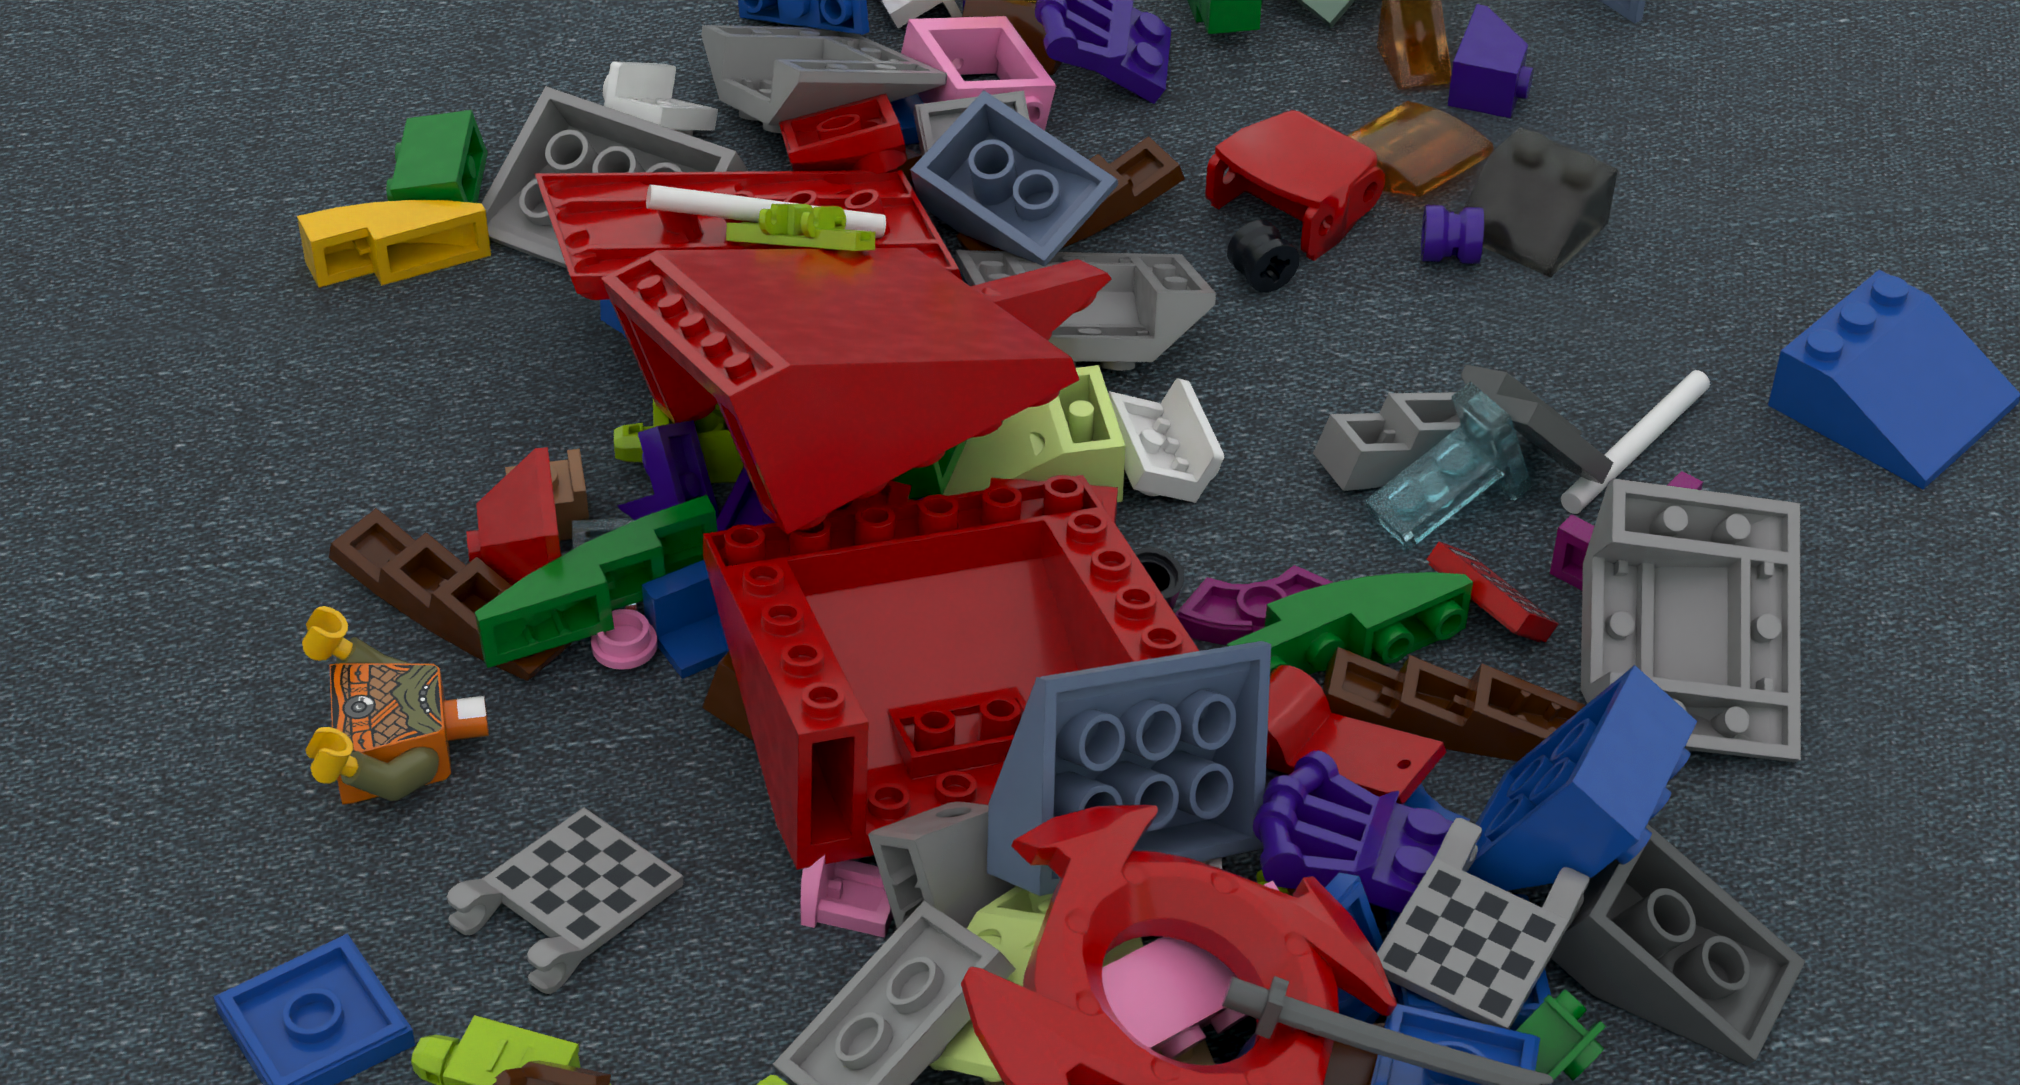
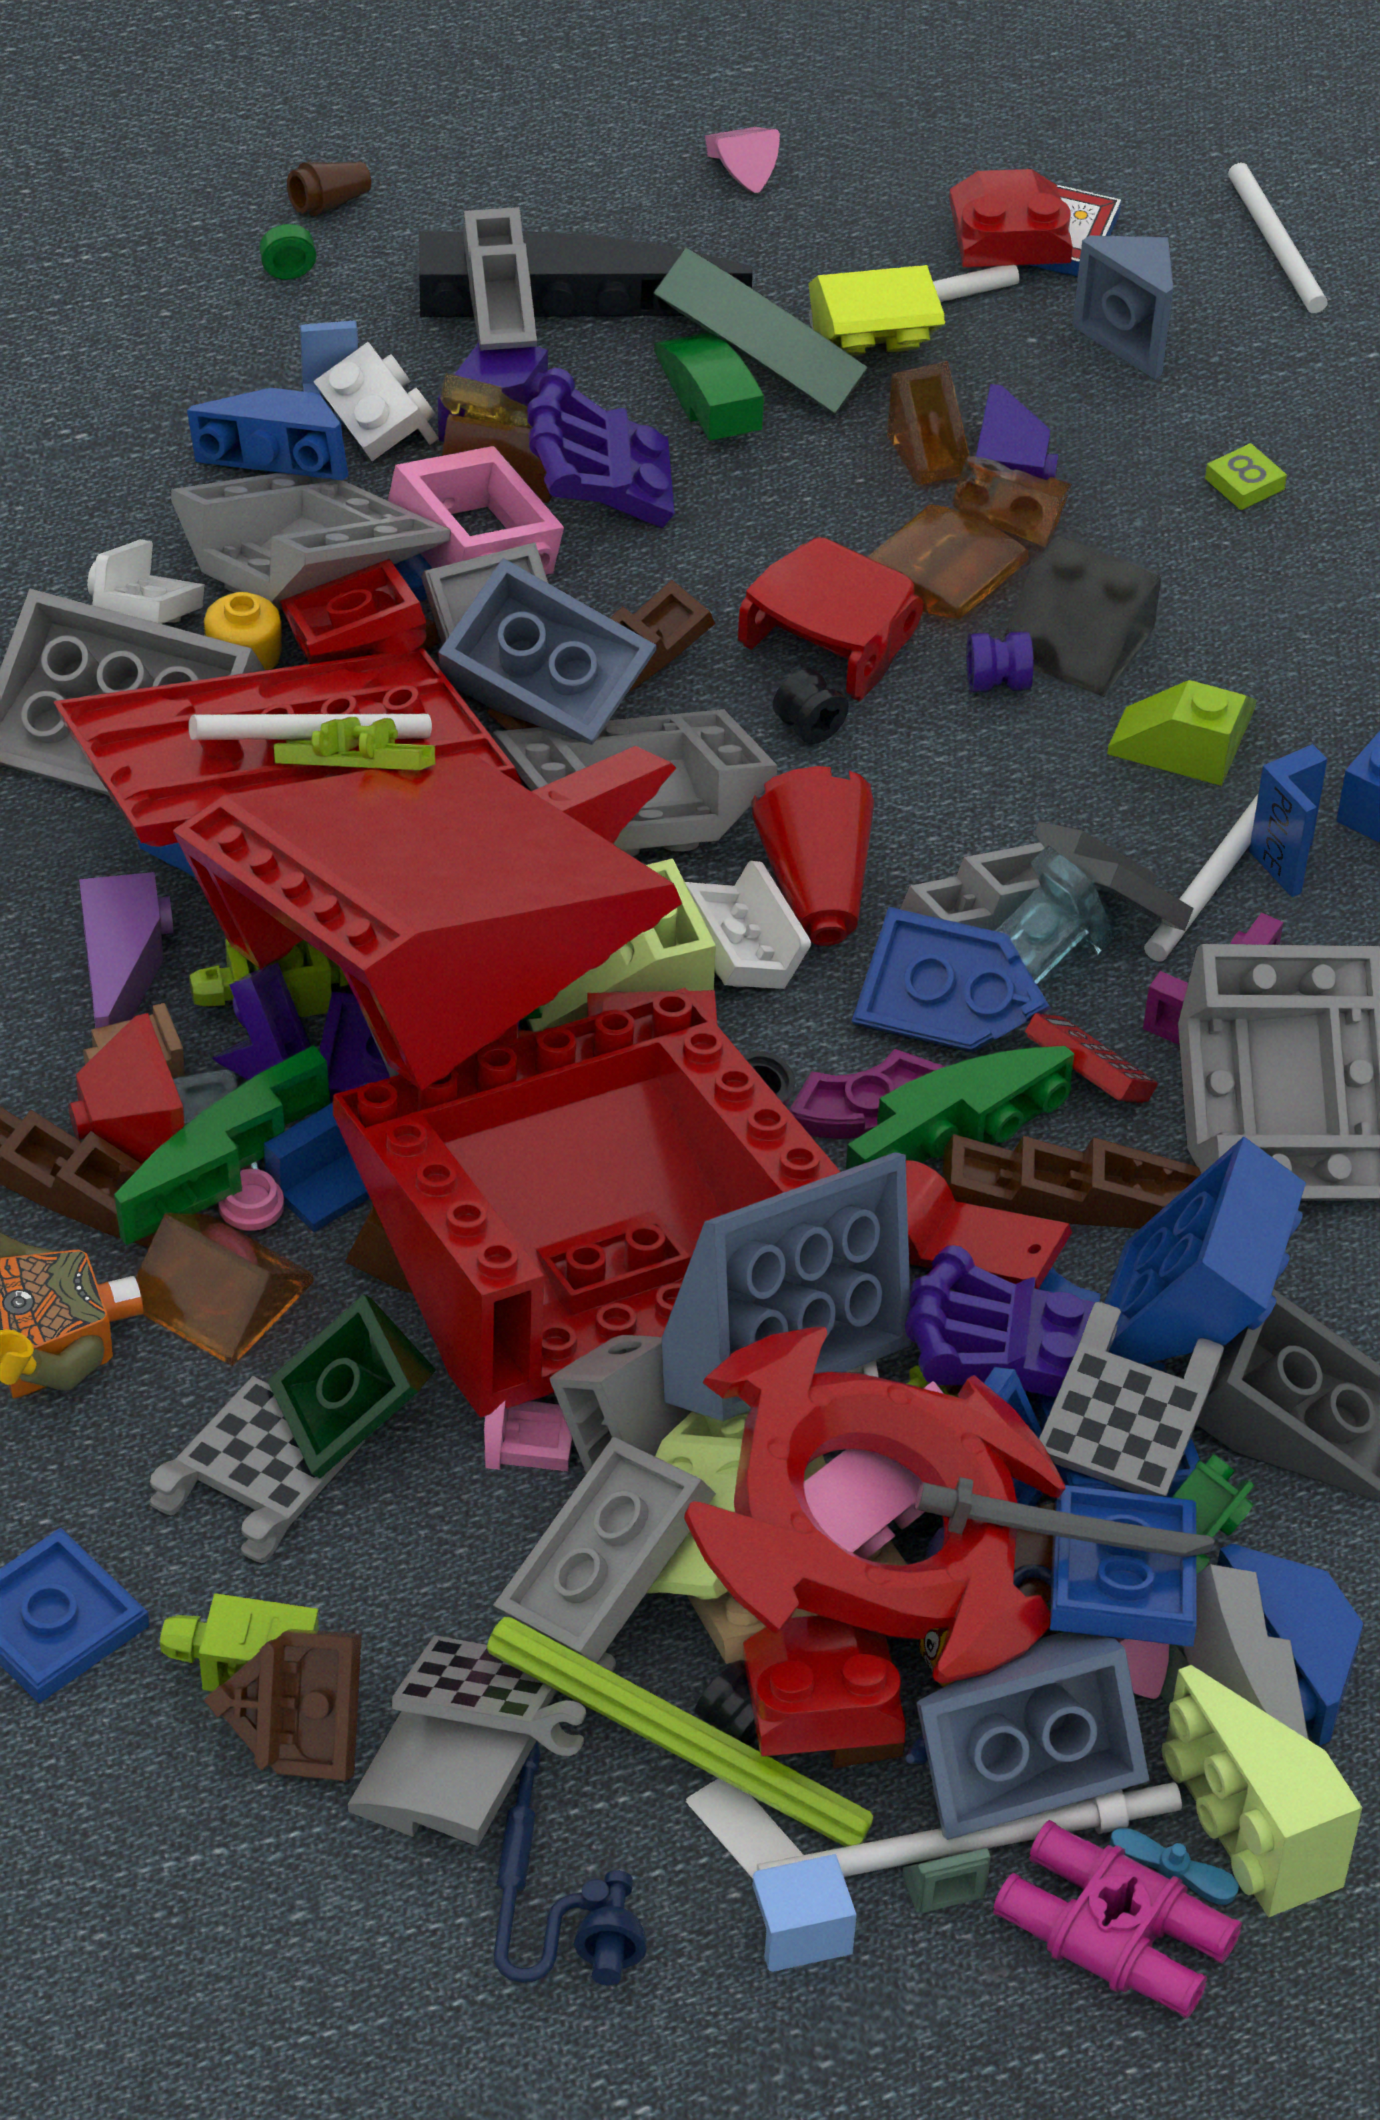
camera: 10 degrees left, 5 degrees up
(560, 394) = (122, 941): none -> medium lavender slope
(568, 714) = (216, 1284): none -> clear orange slope
(672, 822) = (347, 1383): none -> dark green slope
(746, 134) = (248, 622): none -> yellow head
(1246, 371) = (818, 846): none -> red cone
(1354, 507) = (945, 983): none -> blue tile
(1482, 98) = (1011, 499): none -> clear orange leg
(1628, 308) = (1185, 730): none -> lime slope
(1711, 105) = (1245, 476): none -> lime tile
(1719, 386) = (1288, 815): none -> blue panel

